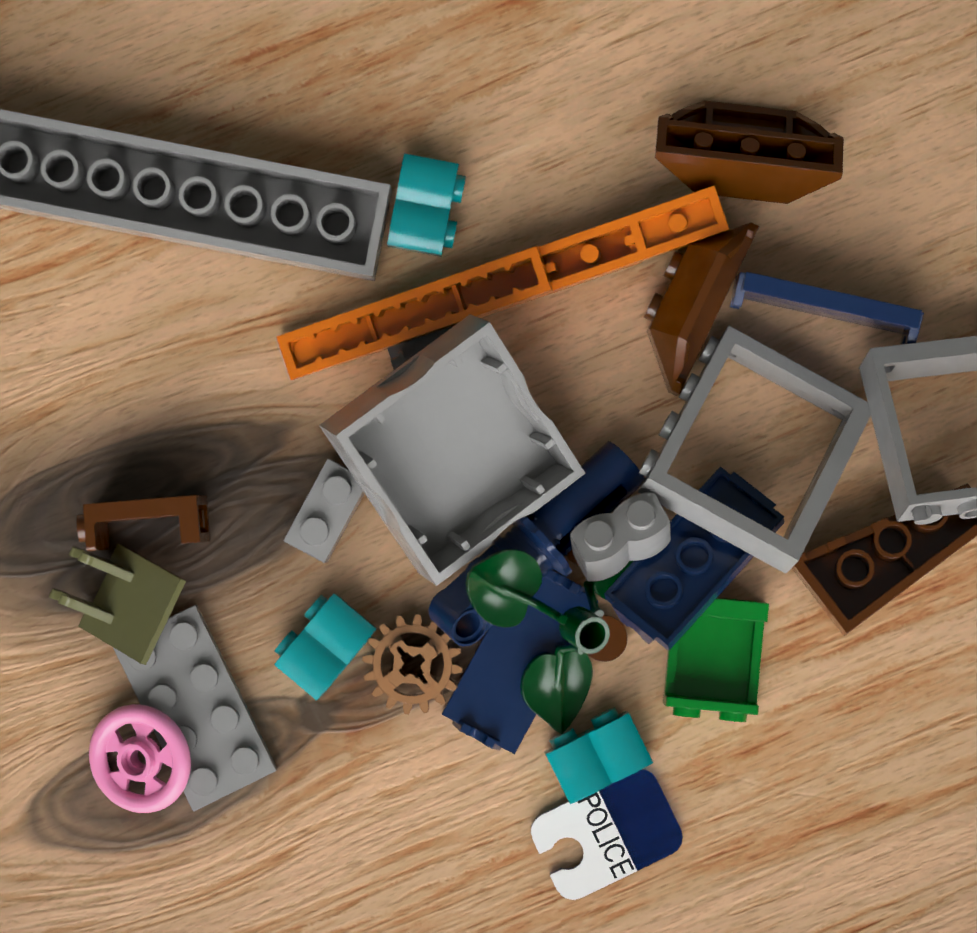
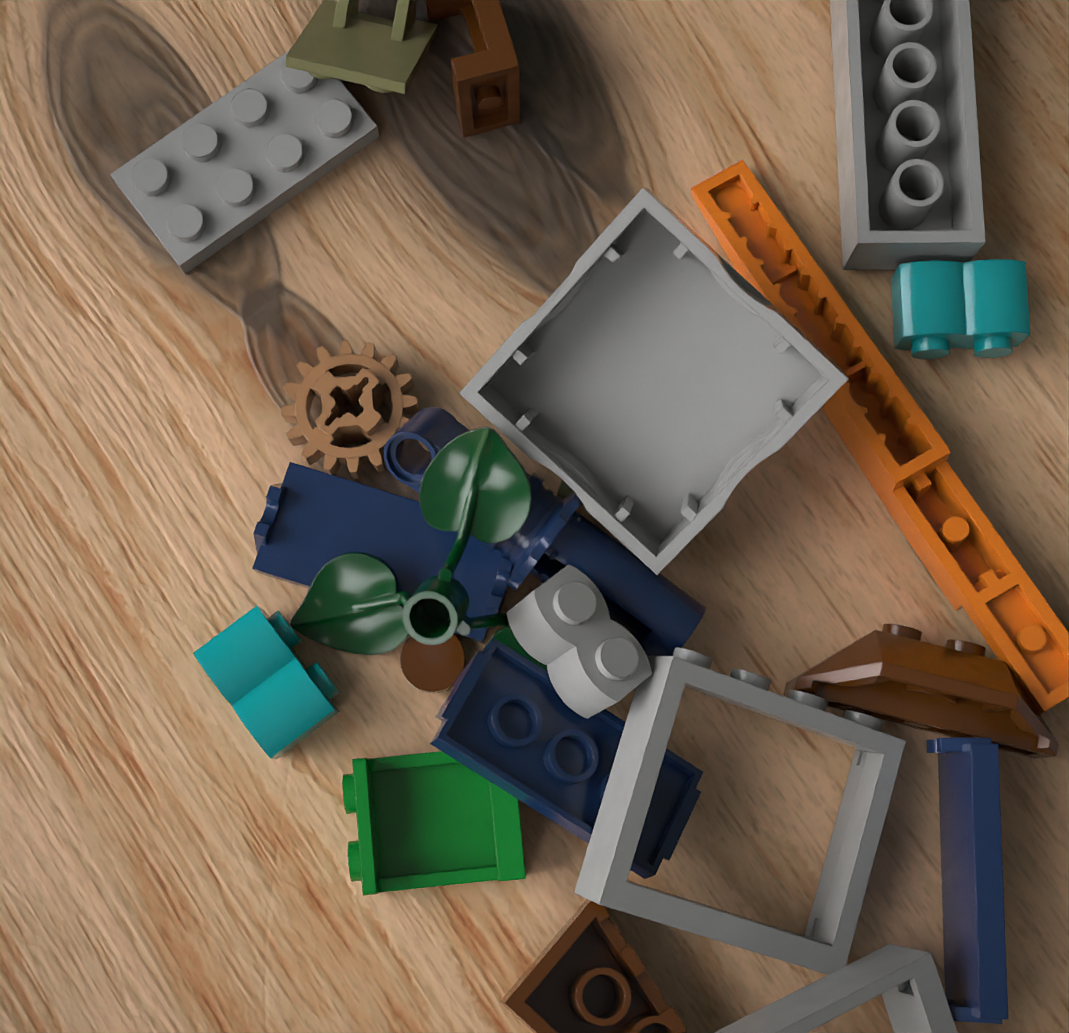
camera: 75 degrees right, 10 degrees down
(116, 783) = (167, 94): bright pink plate -> none
(324, 645) = (352, 292): teal brick -> none
(325, 512) = (520, 254): light grey brick -> none
(618, 830) = (172, 736): piece -> none

